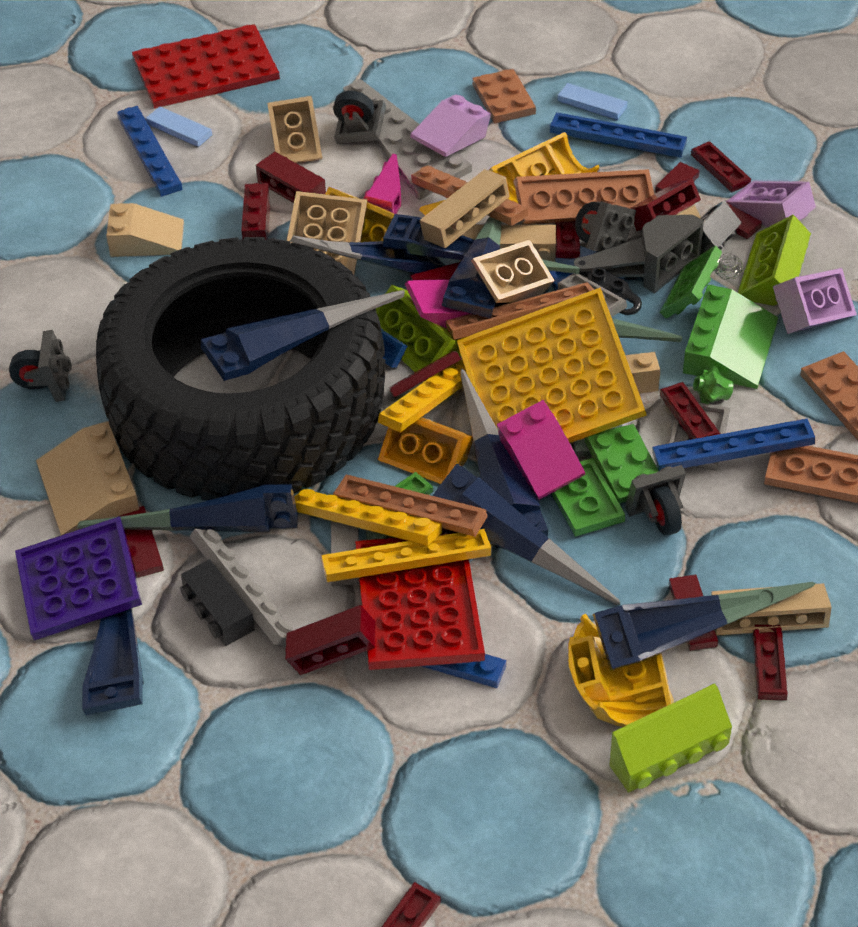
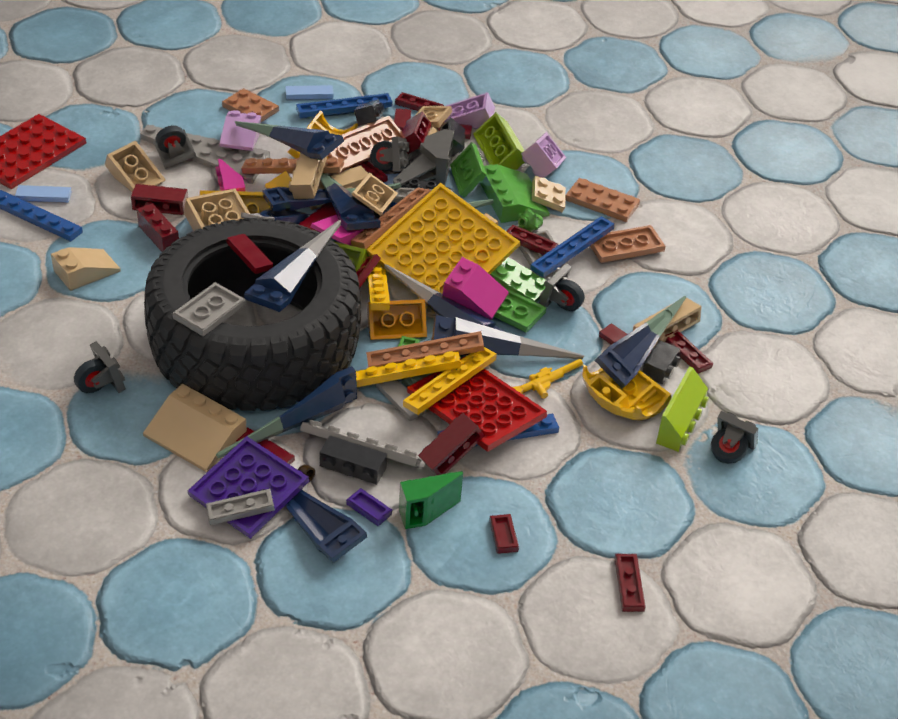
camera: 40 degrees left, 5 degrees down
(44, 597) = (240, 507): none -> light grey tile
(152, 343) = (209, 309): none -> light grey tile
(155, 592) = (308, 471): none -> dark brown hinge
(189, 669) = (369, 507): none -> dark purple tile
(248, 693) = (428, 498): none -> green slope
(257, 292) = (249, 253): none -> dark red tile
(309, 783) = (503, 533): none -> dark red tile
(483, 166) = (310, 142): none -> dark blue plate
(532, 614) = (542, 380): none -> yellow piece
(626, 155) = (369, 112): none -> black brick
(698, 815) = (733, 438): none -> plate
(711, 659) = (661, 362): none -> black brick
(717, 188) = (436, 114): none -> tan plate
(776, 357) = (548, 193): none -> tan plate

